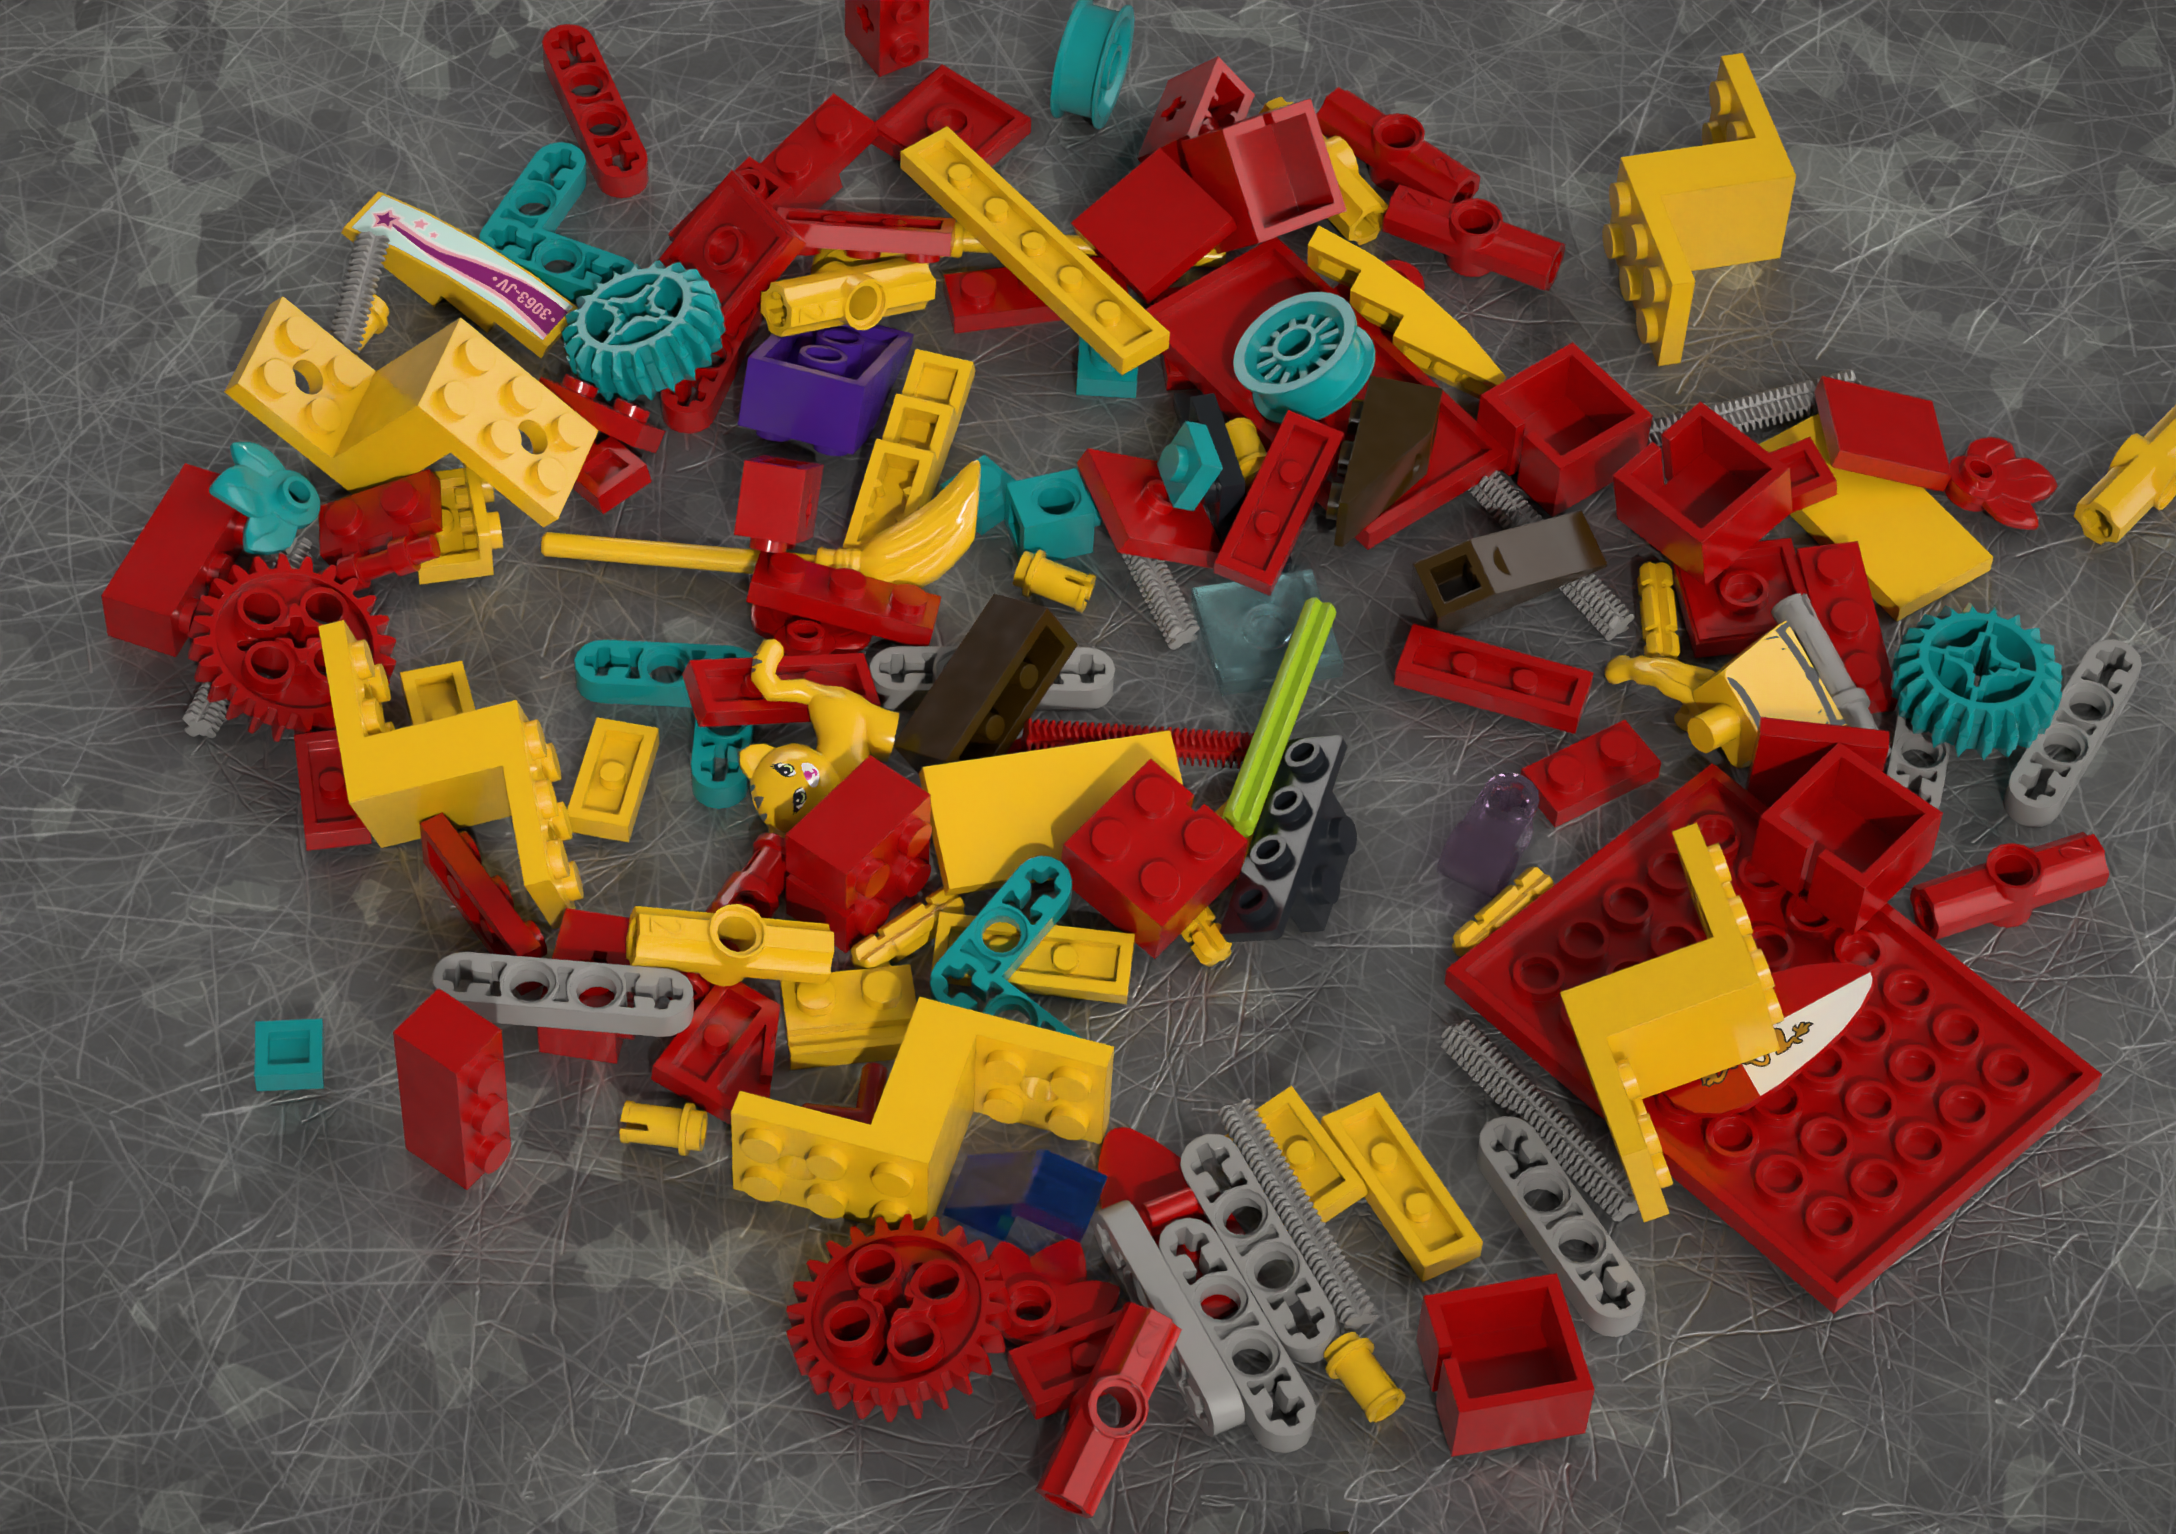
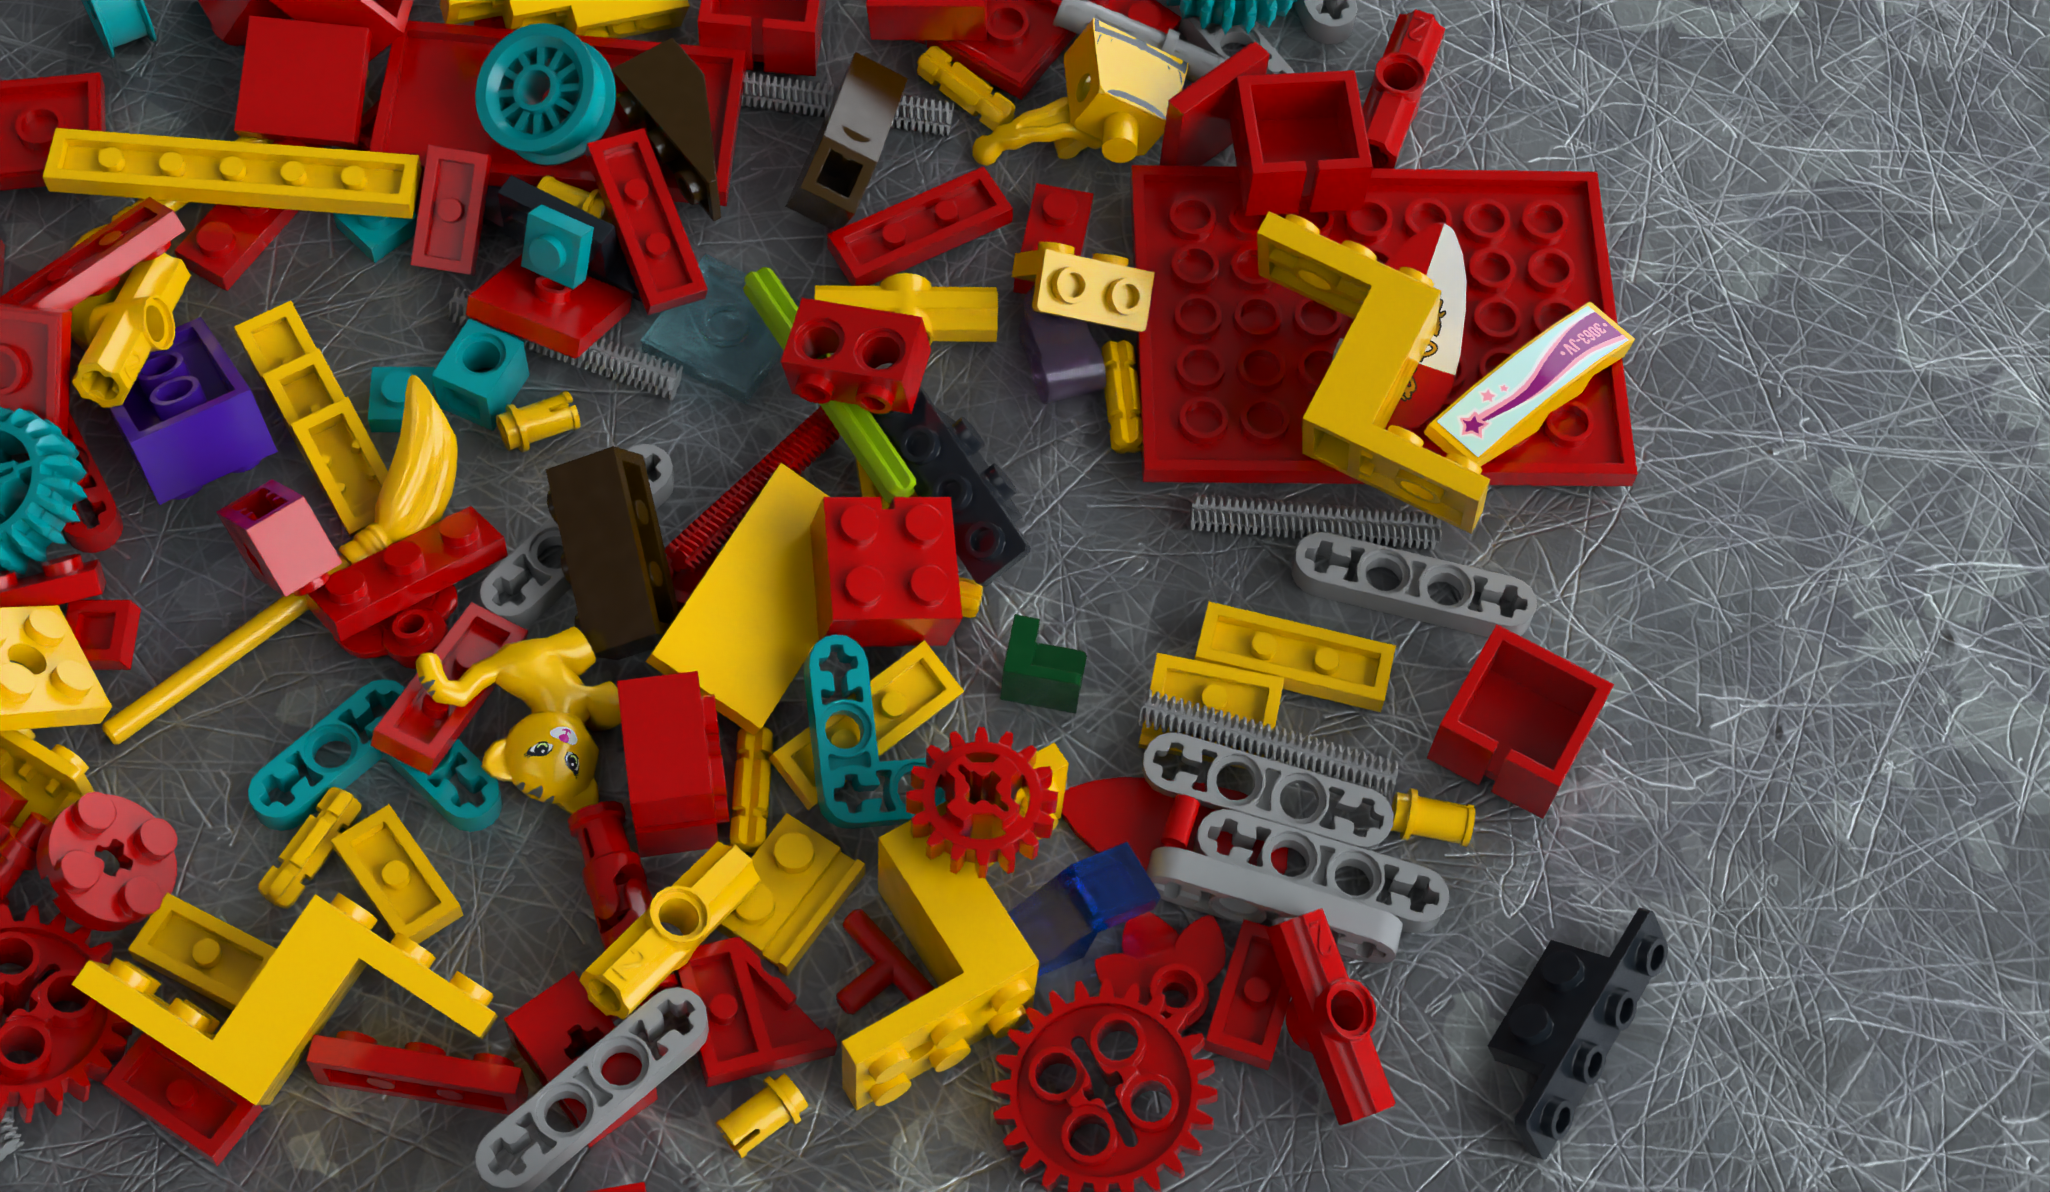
camera: 50 degrees left, 10 degrees up
(475, 588) = (136, 840): none -> red plate
(578, 715) = (309, 848): none -> yellow axle
(970, 1024) = (982, 830): none -> red gear
(1156, 392) = (451, 210): none -> red plate
(1199, 1033) = (1041, 672): none -> dark green panel
(1301, 699) = (860, 344): none -> red brick
(1406, 725) = (947, 312): none -> yellow piece
(1547, 808) = (1085, 288): none -> yellow bracket
(1805, 1151) = (1530, 385): none -> slope

